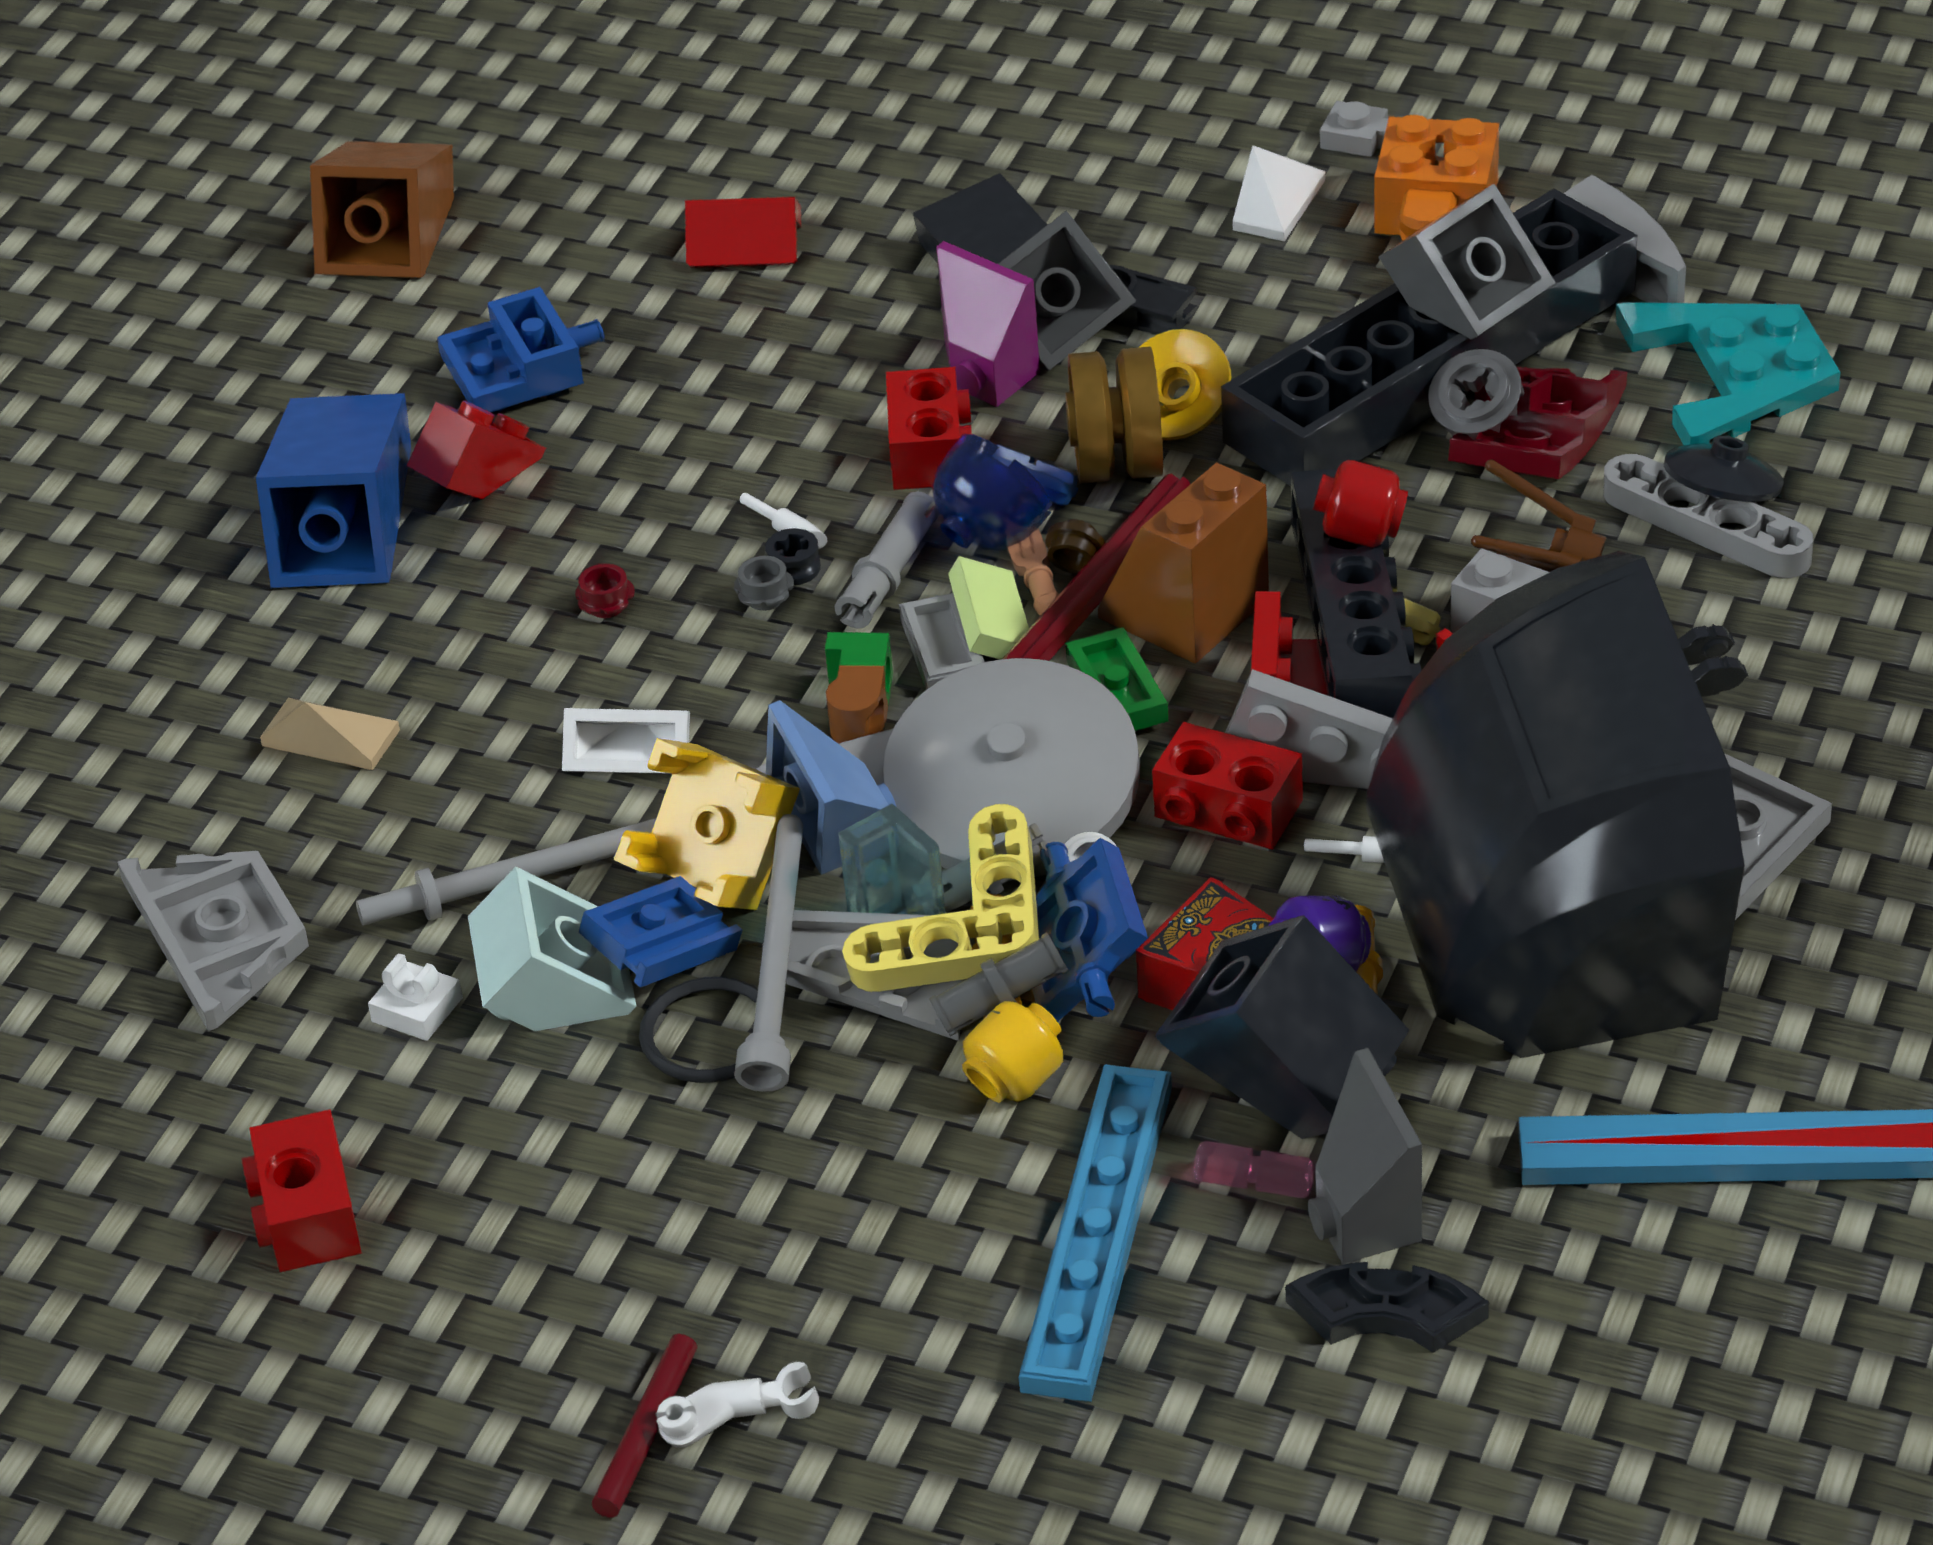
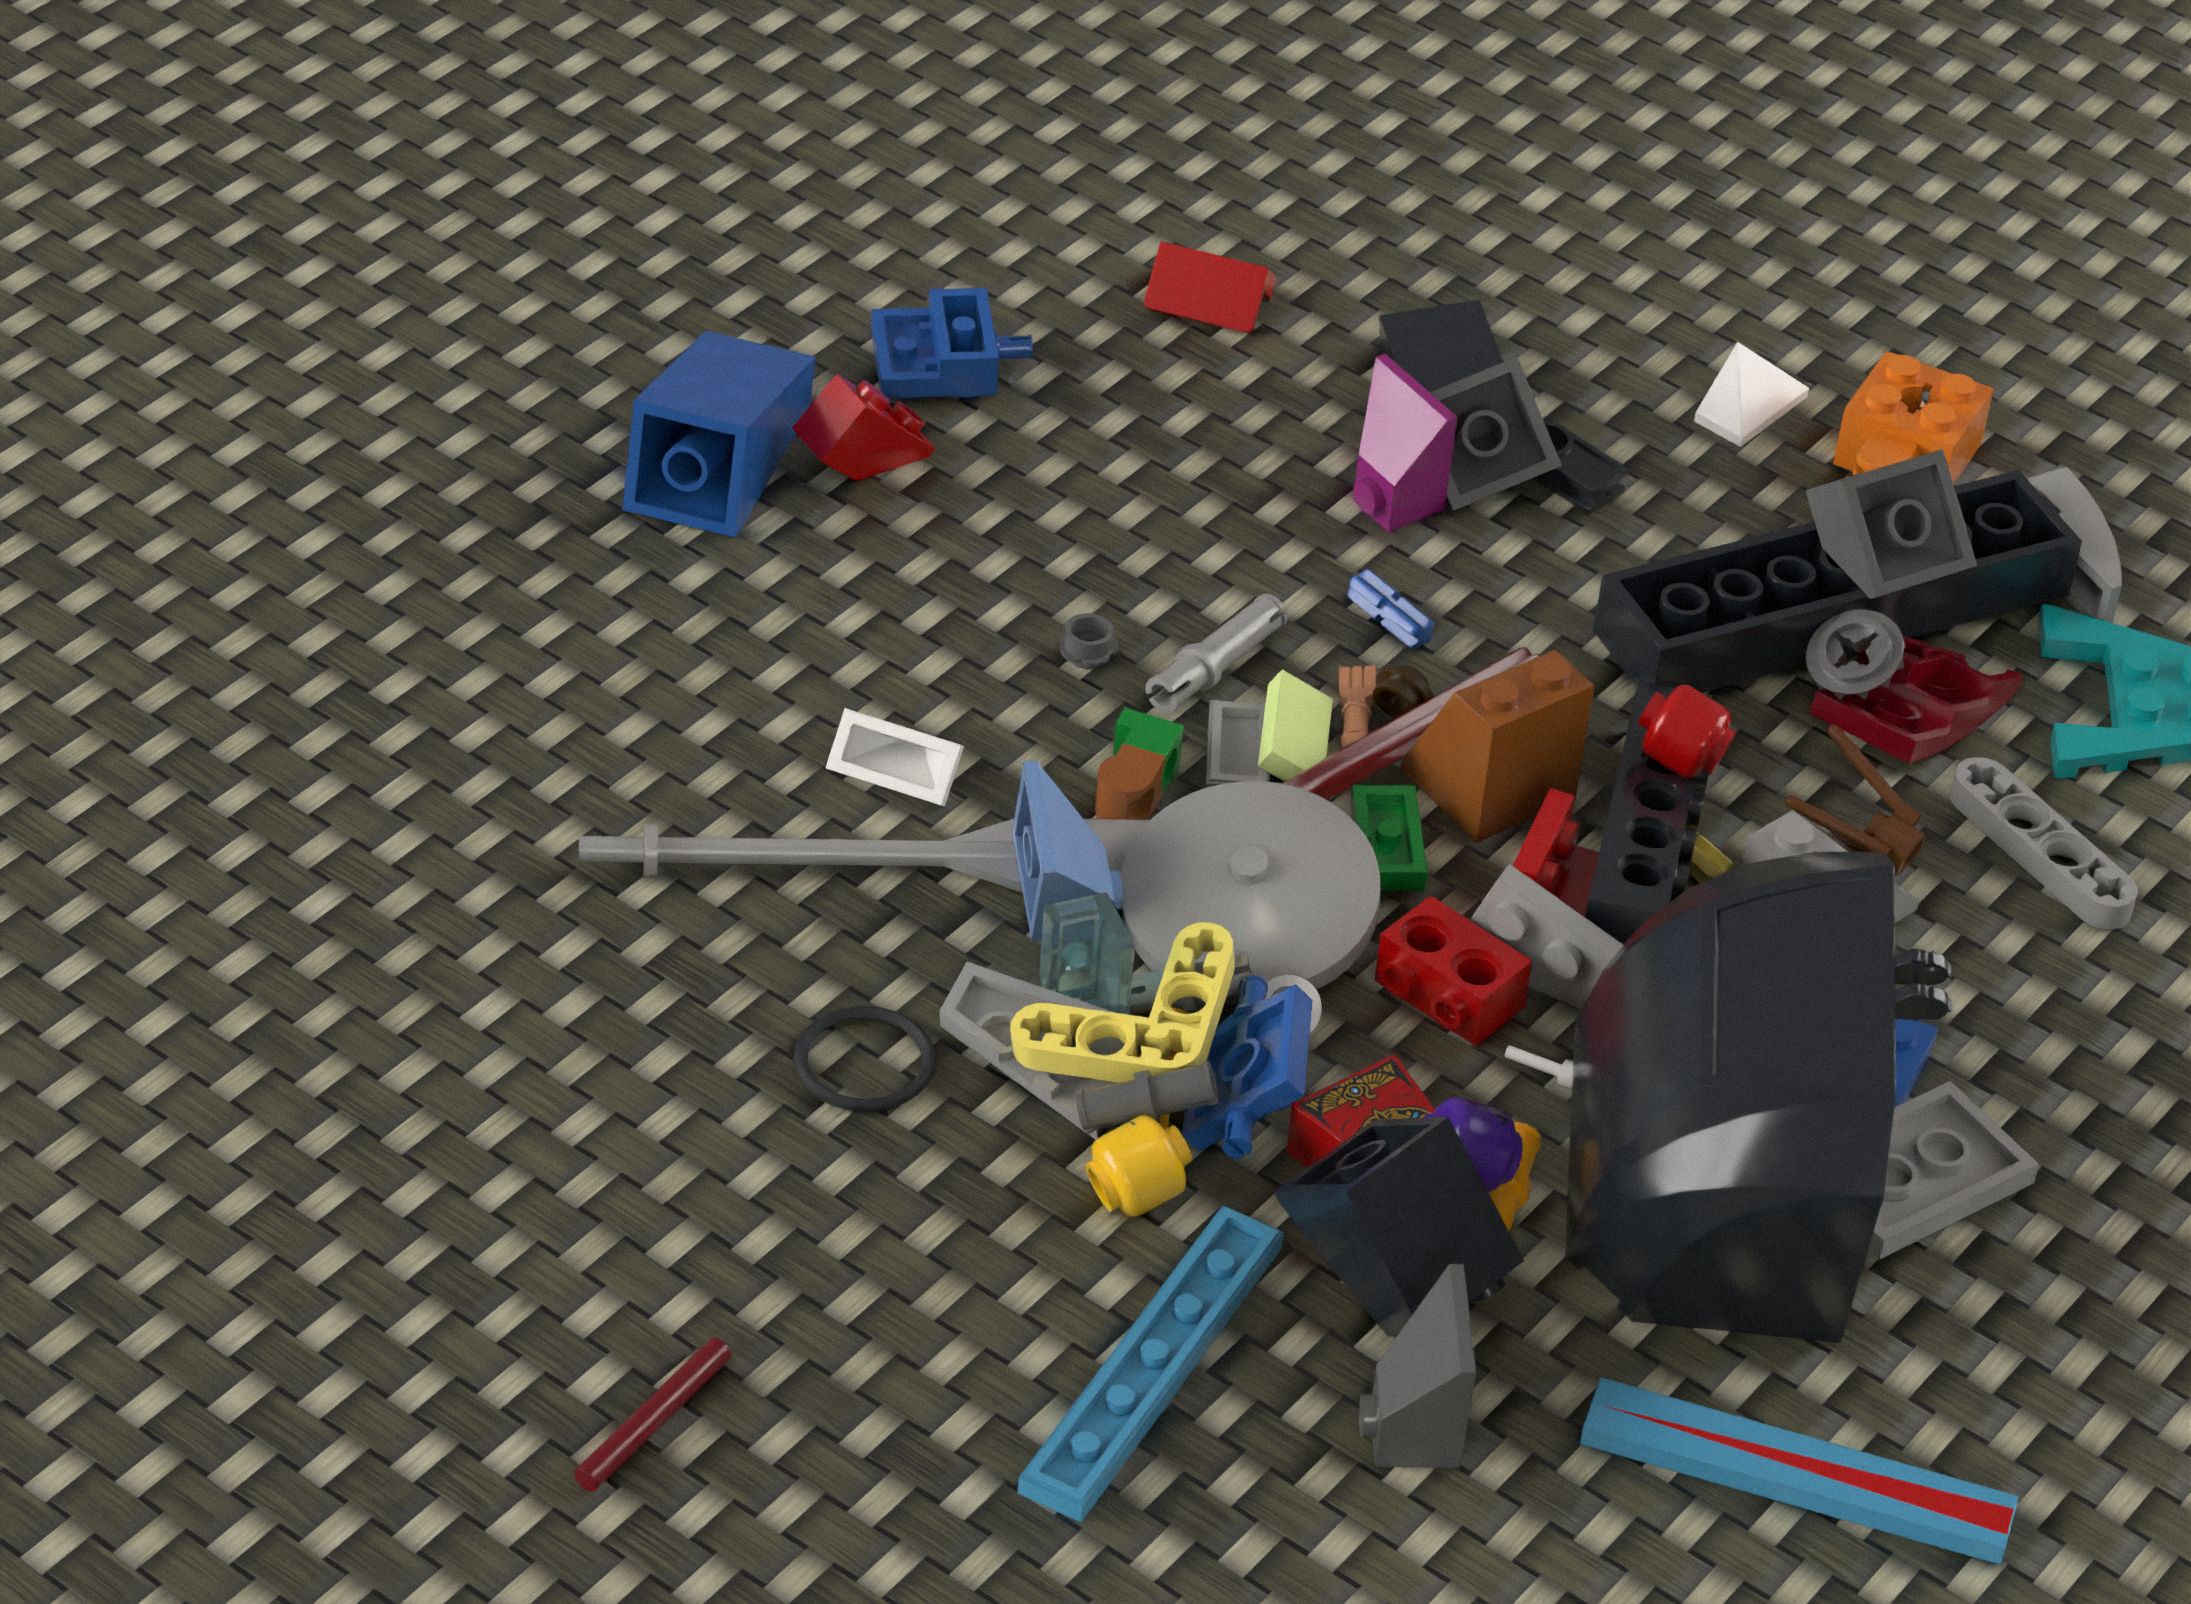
camera: 10 degrees right, 0 degrees up
(218, 926) = (444, 822): light grey wing -> none
(303, 1191) = (422, 1097): red brick -> none
(330, 733) = (622, 668): tan slope -> none
(380, 207) = (868, 165): dark orange slope -> none
(414, 998) = (599, 945): white tile -> none
(537, 963) = (738, 942): light aqua slope -> none
(604, 590) = (933, 604): dark red plate -> none
(659, 931) = (851, 950): blue plate -> none
(691, 1418) = (703, 1420): white arm -> none
(711, 825) = (939, 865): yellow panel -> none
(763, 1057) = (901, 1100): light grey piece -> none
(782, 518) = (1137, 589): white piece -> none
(798, 552) = (1132, 621): black bush -> none
(923, 422) = (1307, 534): red brick -> none
(986, 499) = (1332, 620): clear blue cylinder -> none
(1112, 415) = (1486, 573): pearl gold wheel -> none
(1194, 361) = (1553, 544): yellow dish -> none
(1270, 1171) = (1310, 1343): clear pink piece -> none
(1354, 128) = (1854, 351): light grey plate -> none
(1396, 1302) = (1421, 1524): black tile -> none
(1724, 470) = (2077, 803): black dish -> none

